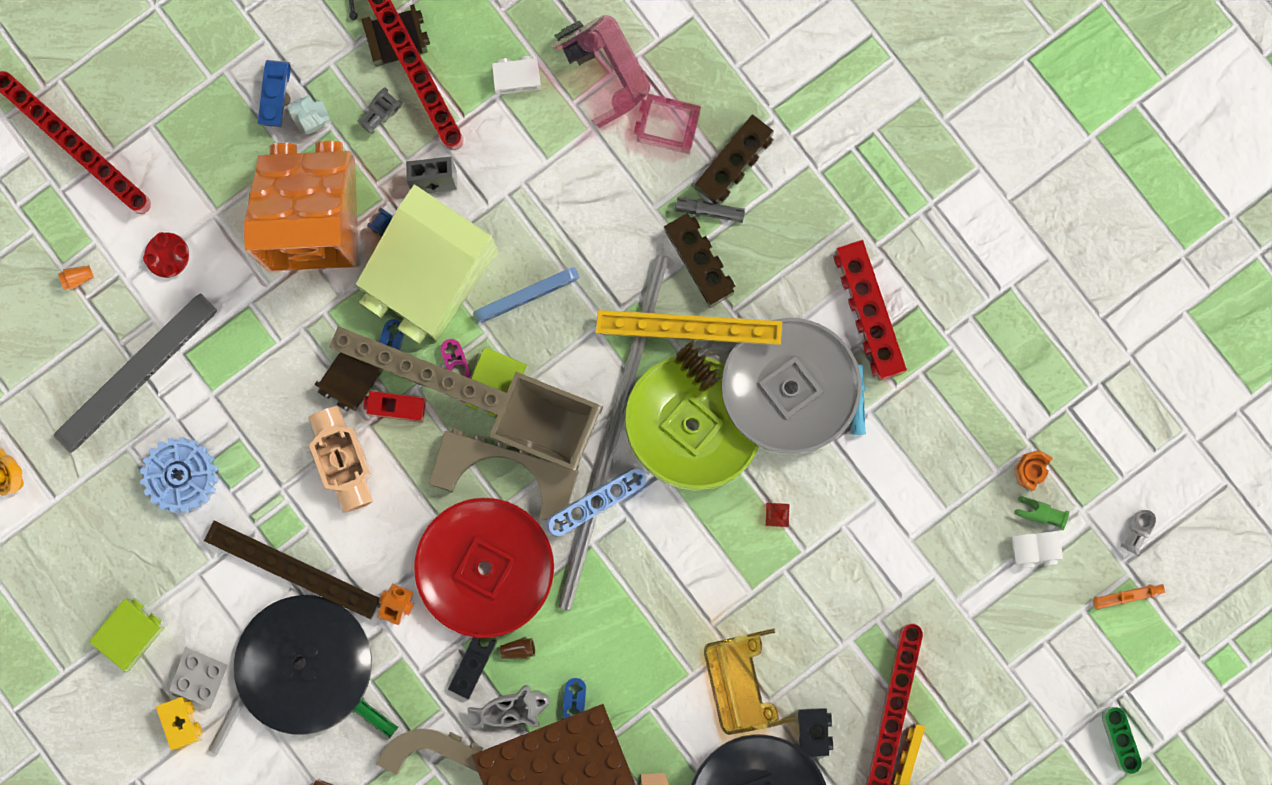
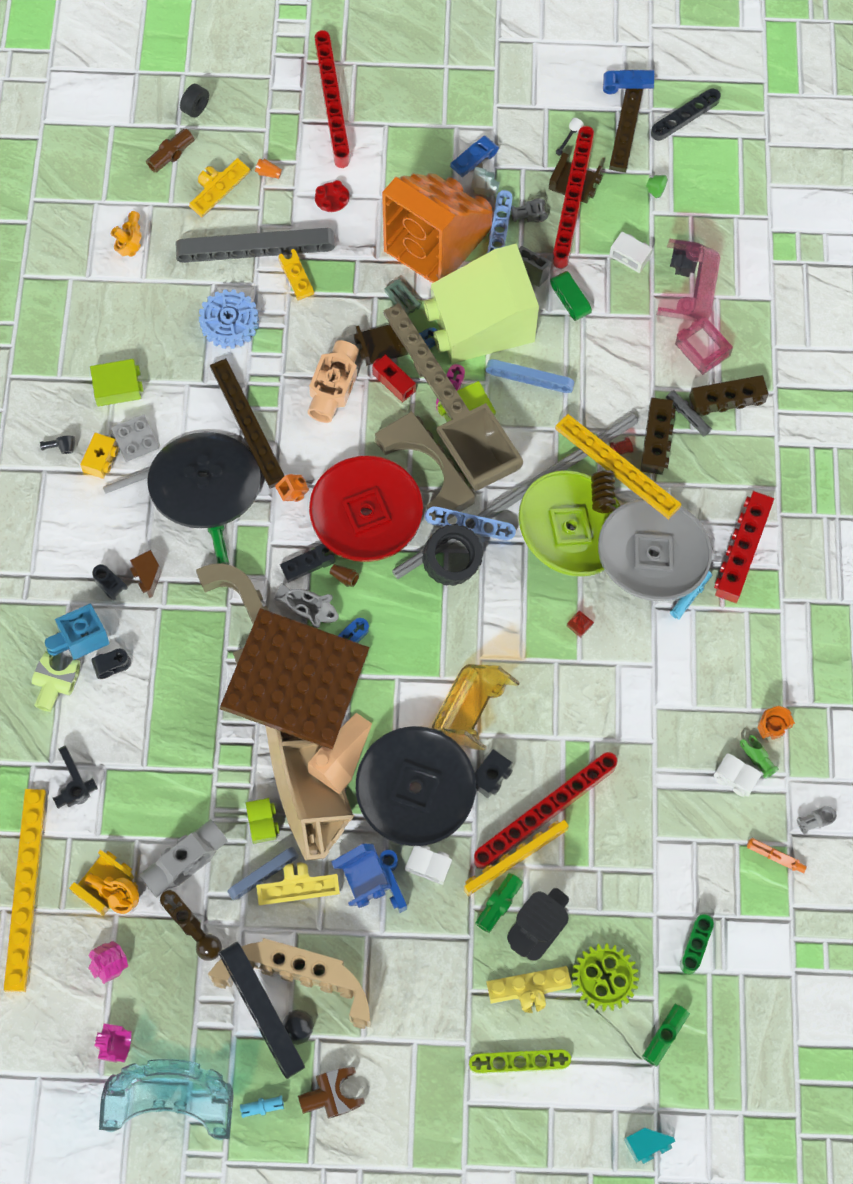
camera: 30 degrees right, 15 degrees down
(40, 337) = (217, 185): none -> yellow plate
(135, 739) = (64, 443): none -> black bar
(206, 372) = (296, 275): none -> yellow plate
(349, 314) = (416, 304): none -> sand green tile
(363, 143) = (500, 221): none -> light blue beam
(495, 173) = (570, 295): none -> green beam
(634, 554) = (463, 535): none -> black tyre
(674, 300) = (623, 446): none -> clear red bush

